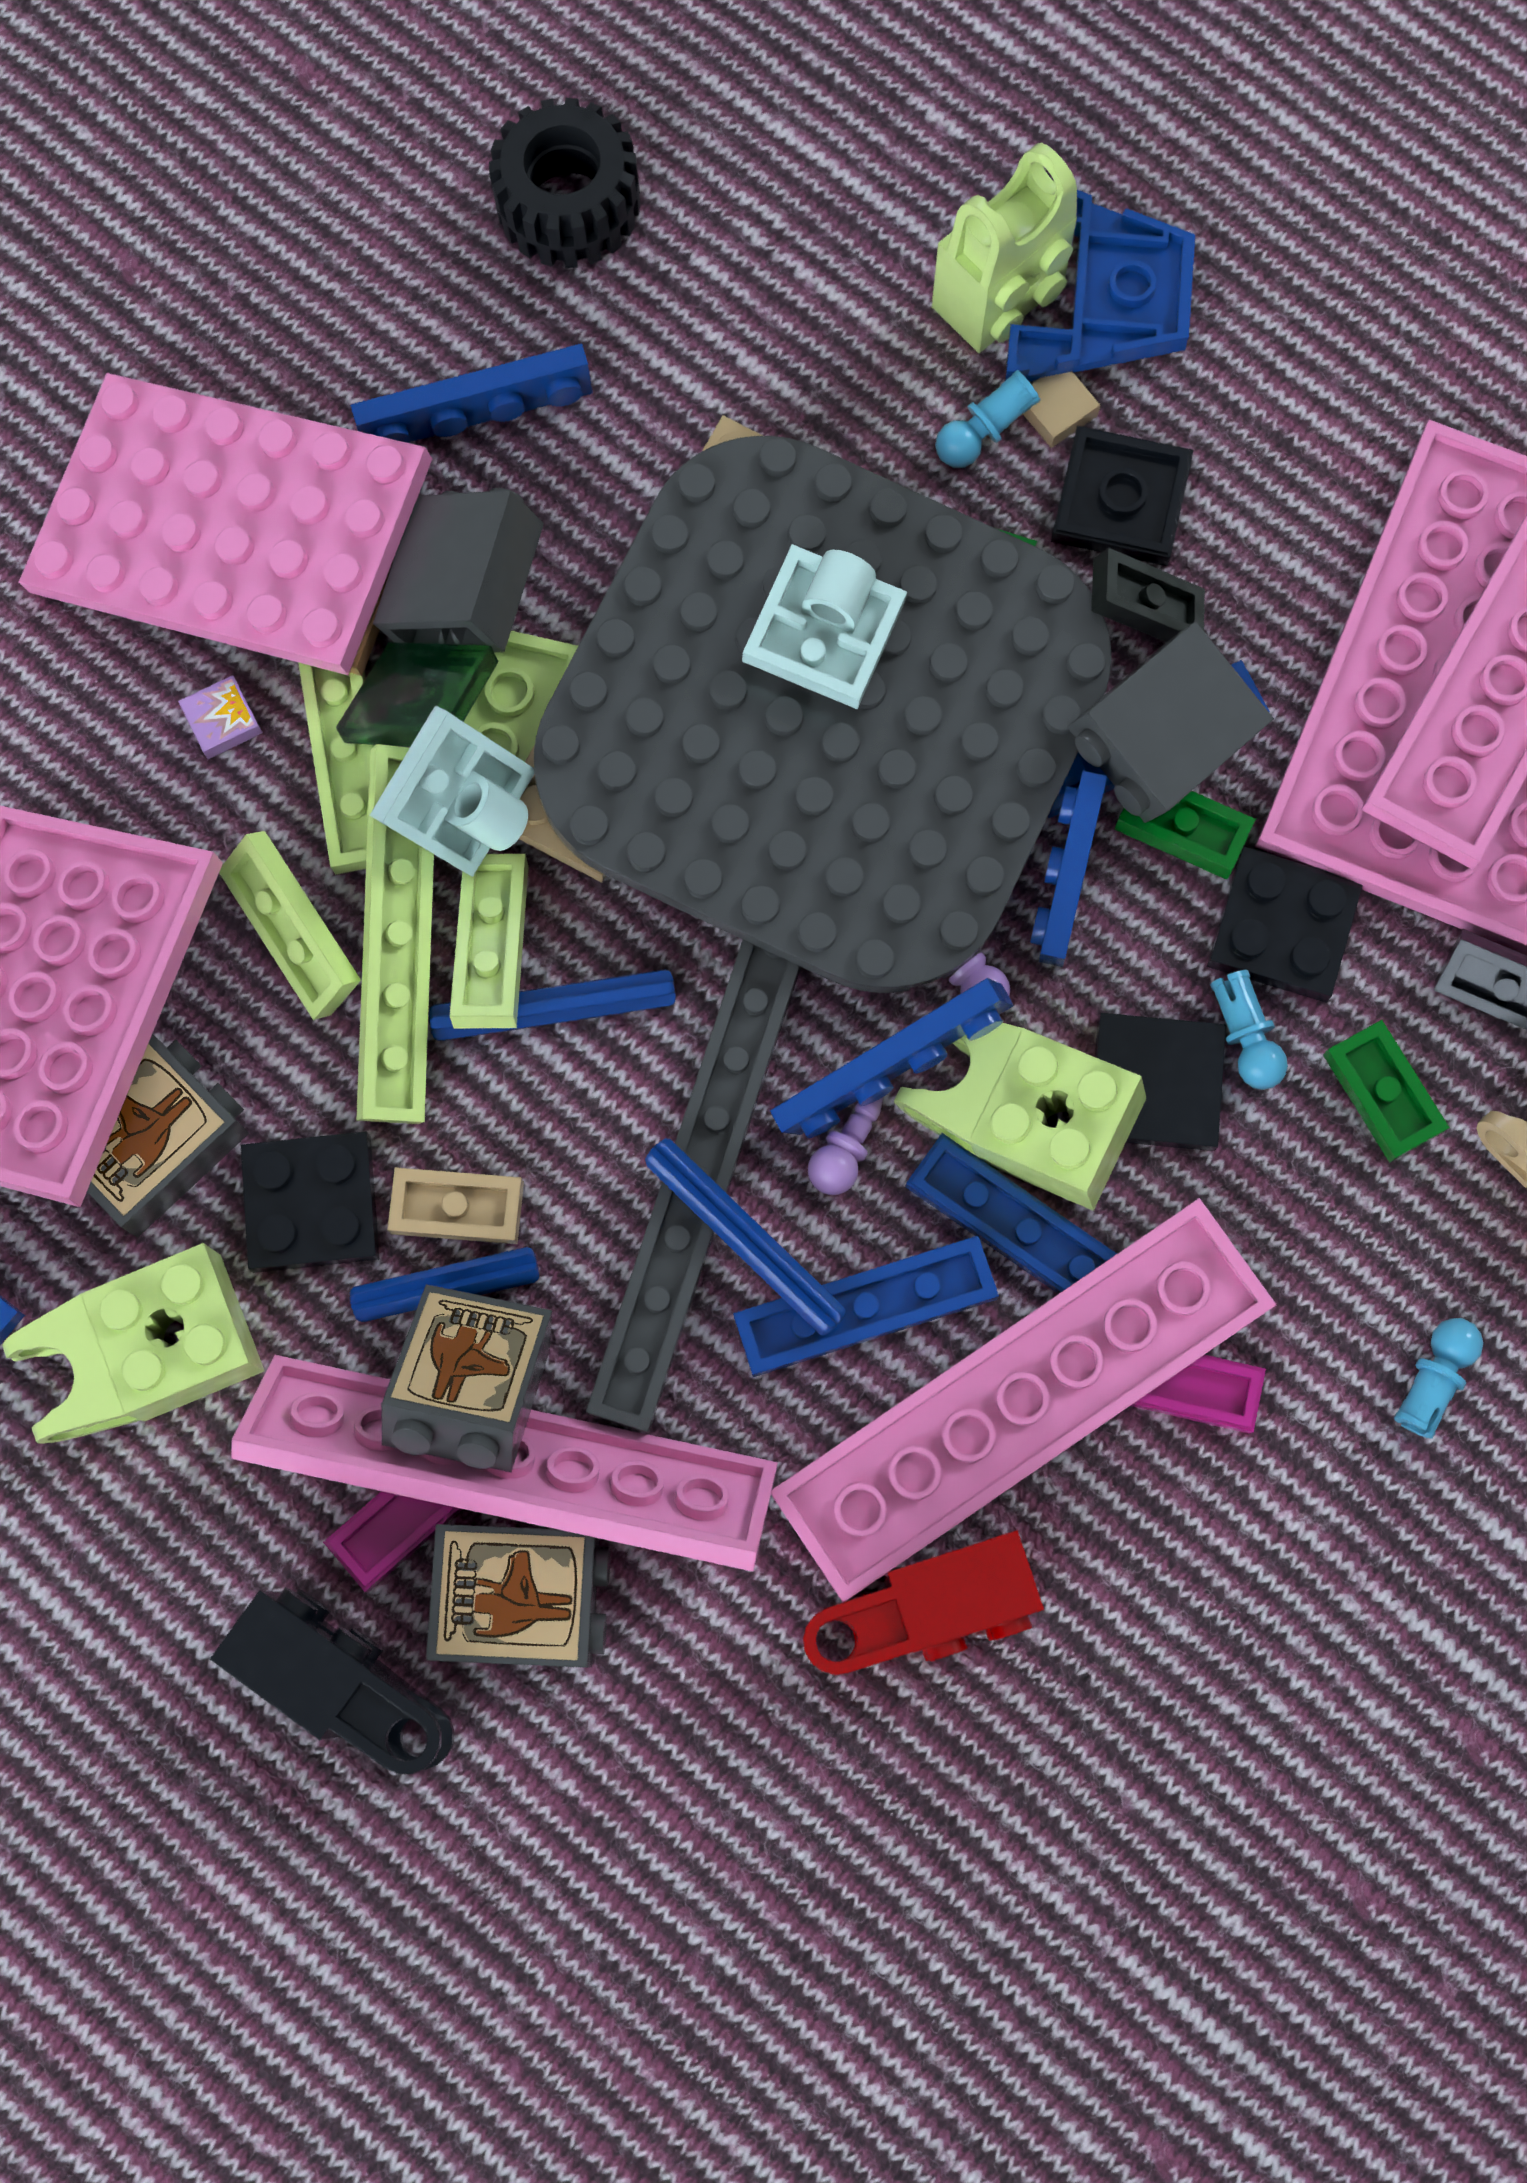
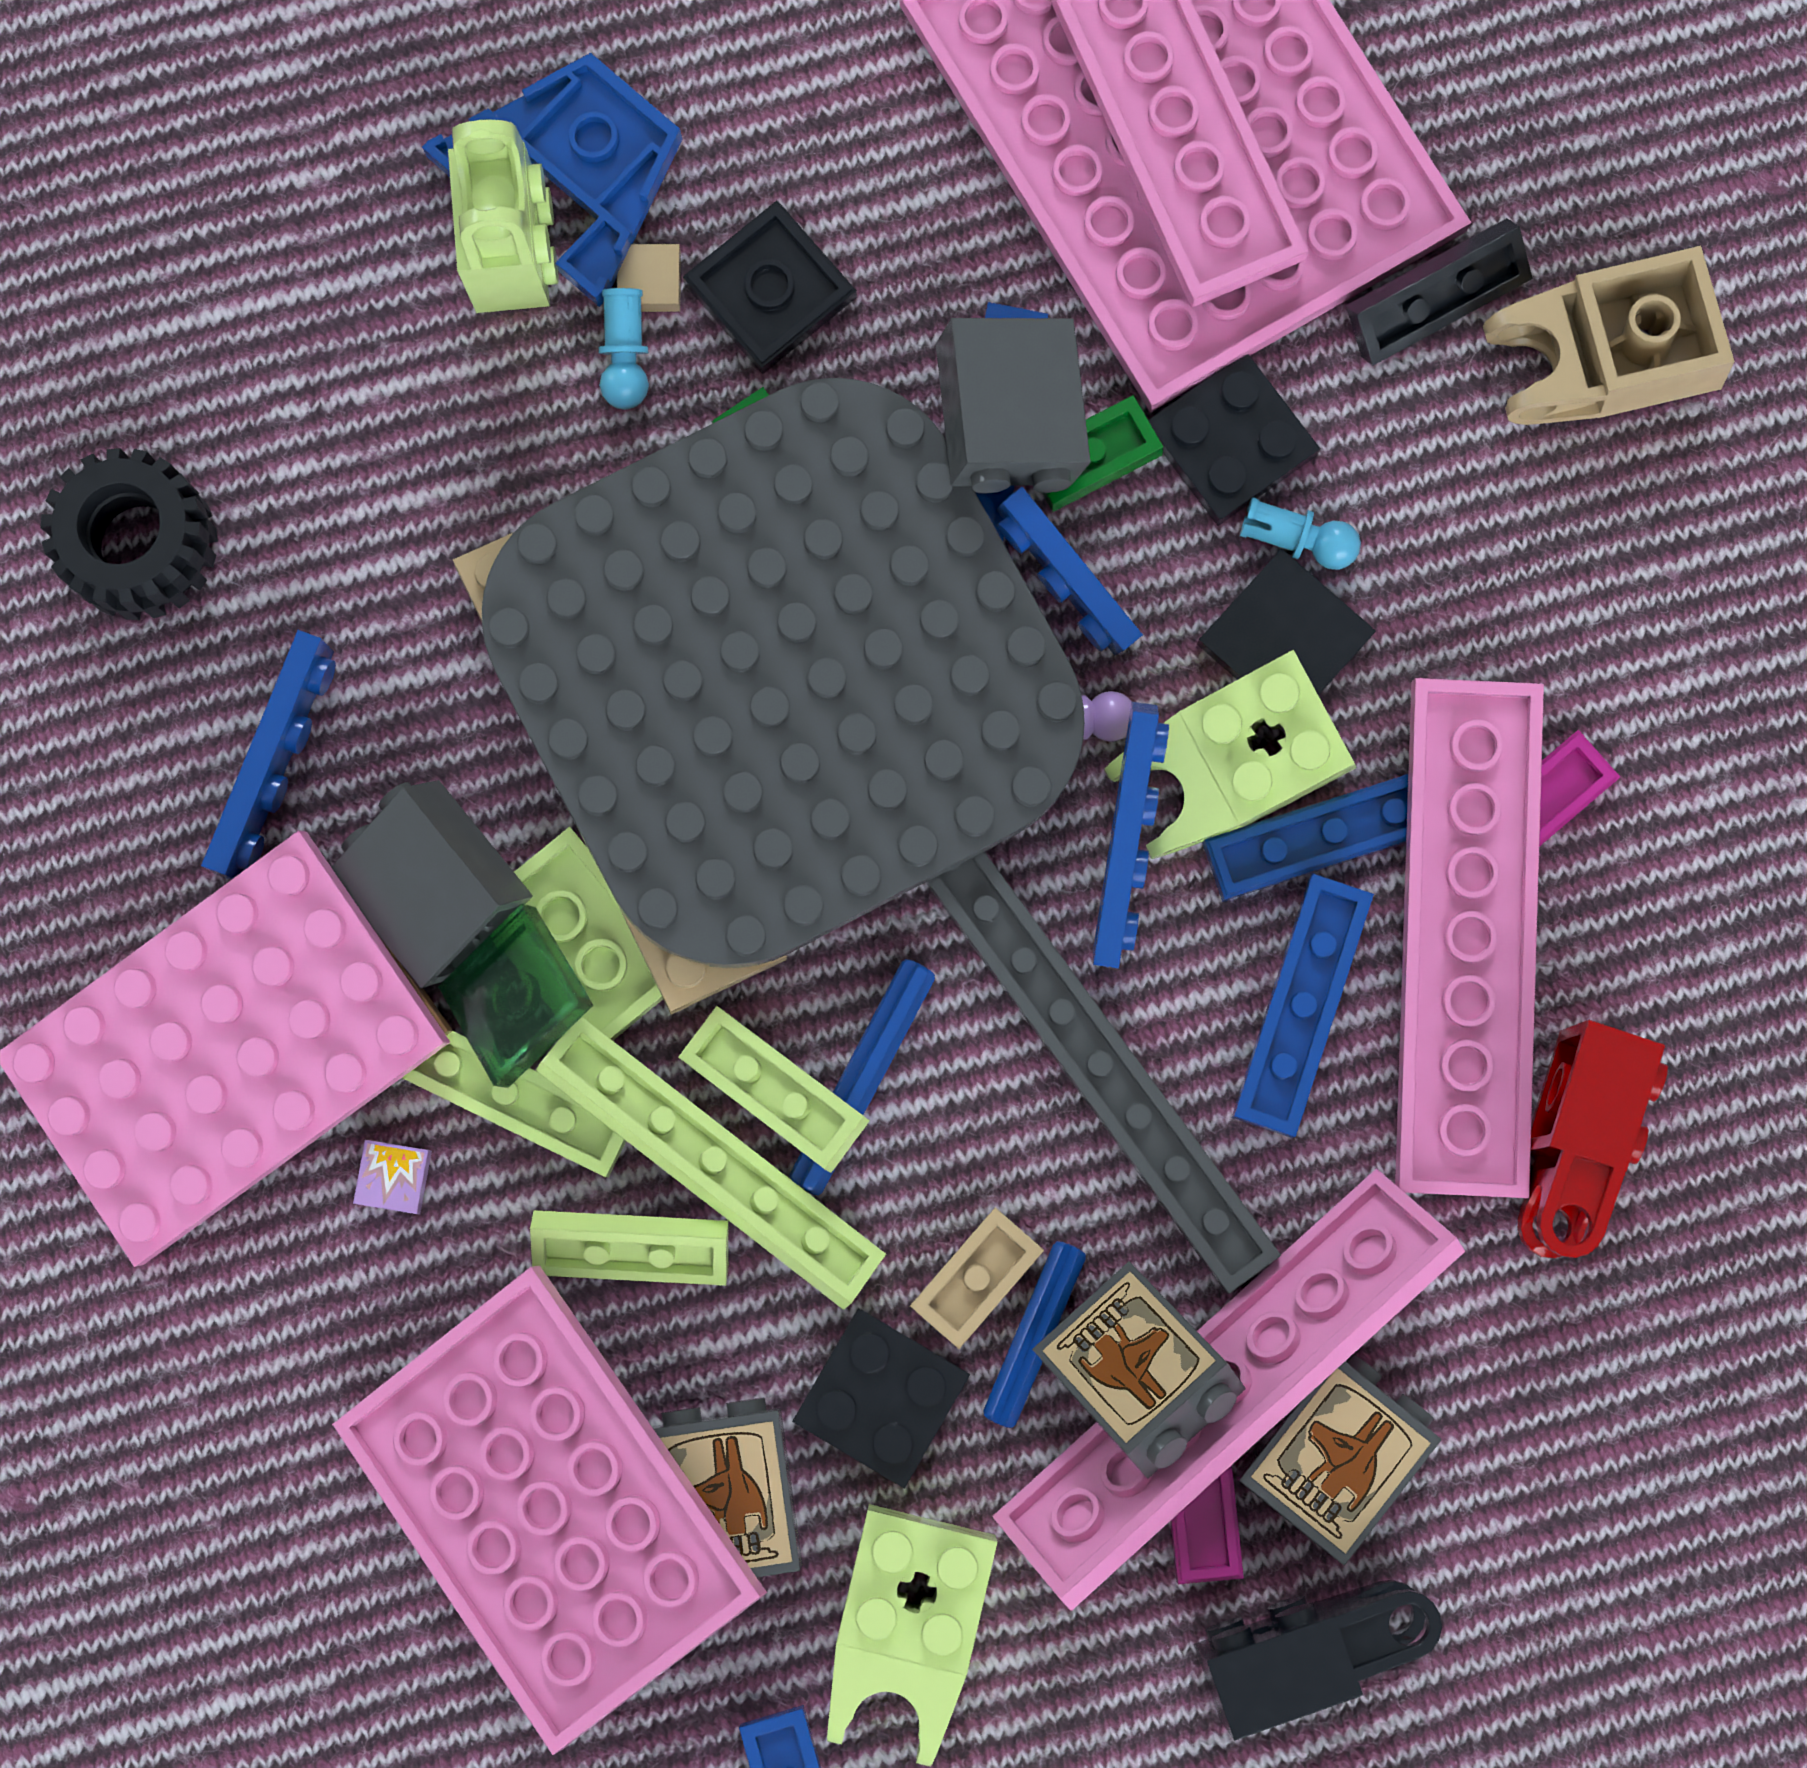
camera: 55 degrees left, 5 degrees up
(456, 793) = (640, 1025): light aqua plate -> none
(745, 1236) = (1181, 1060): blue axle -> none
(825, 624) = (724, 615): light aqua plate -> none
(835, 1166) = (1169, 945): lavender bar -> none
(1144, 596) = (884, 337): pearl dark grey plate -> none
(1385, 1091) = (1427, 466): green plate -> none
(1455, 1346) = (1666, 570): medium azure pin -> none

